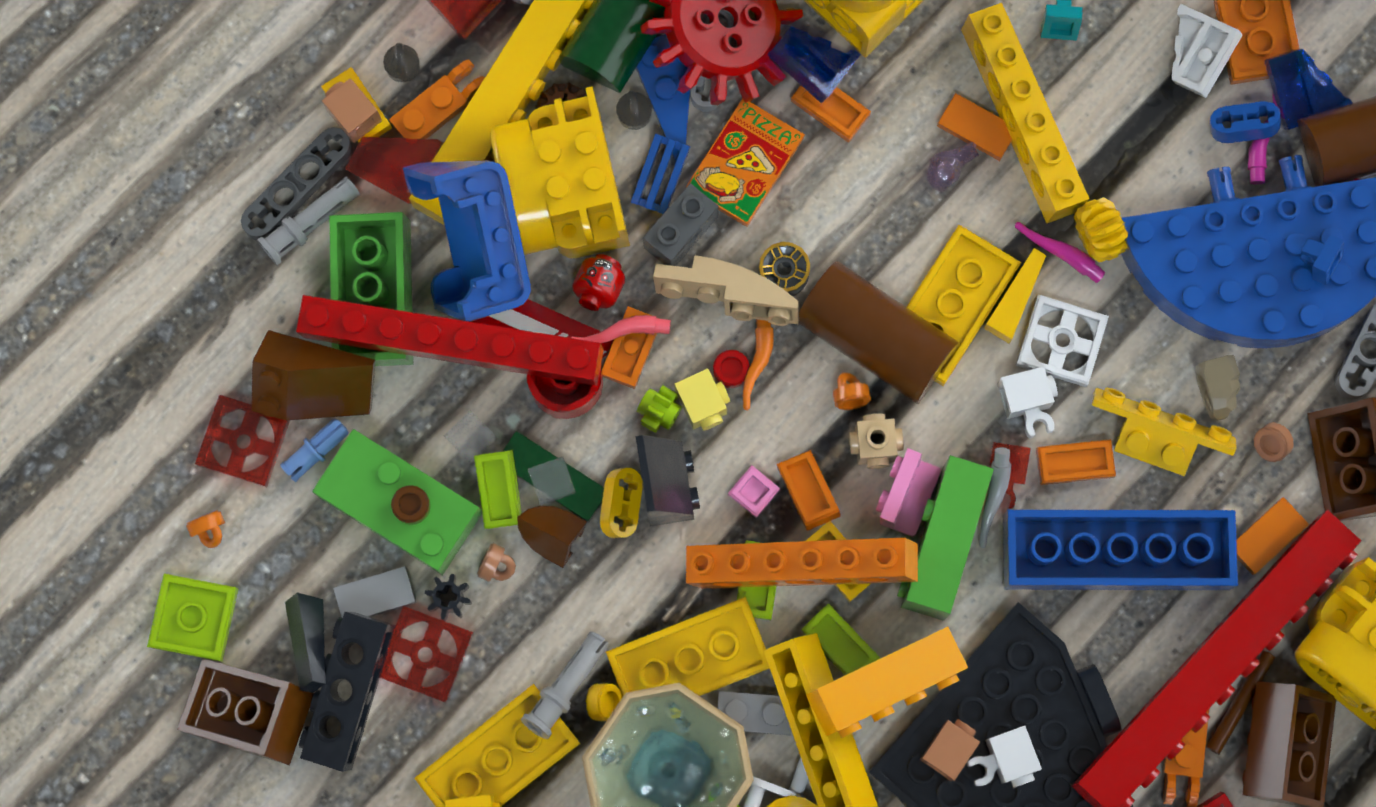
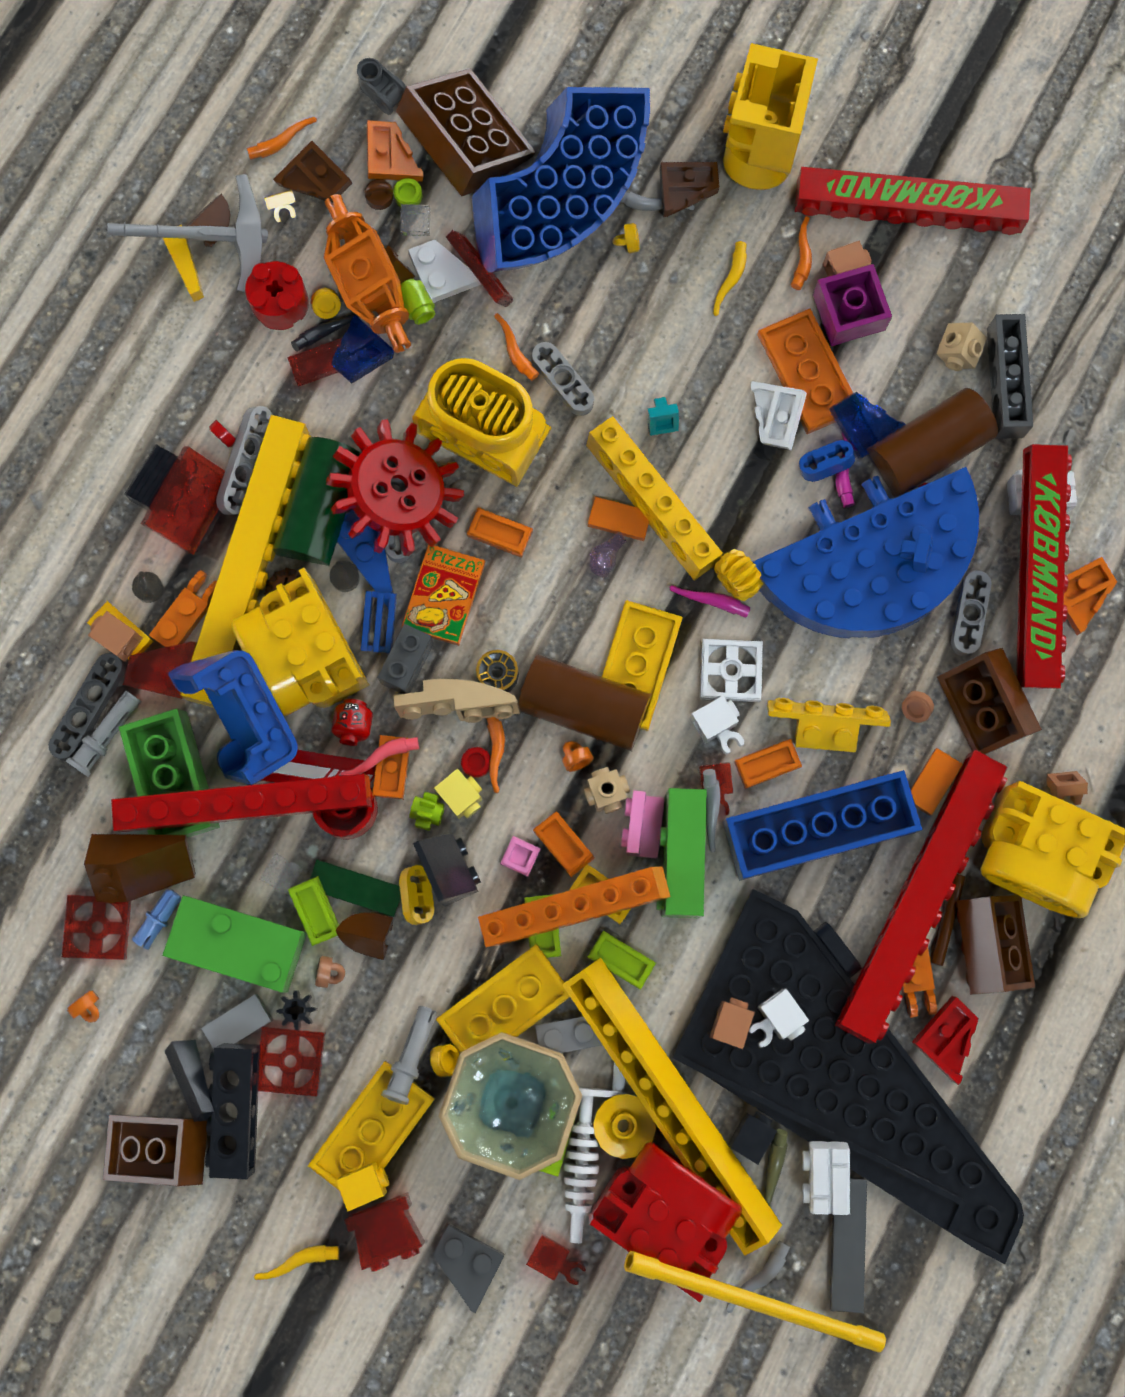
camera: 20 degrees left, 0 degrees up
(192, 617) = (92, 1083): lime tile -> none
(410, 504) = (245, 945): reddish brown tile -> none
(551, 480) = (356, 892): clear tile -> none
(812, 61) = (475, 501): clear blue wing -> none
(886, 682) = (667, 984): light orange brick -> none
(1011, 307) = (684, 655): yellow piece -> none
(1218, 385) = (863, 673): dark tan rock -> none

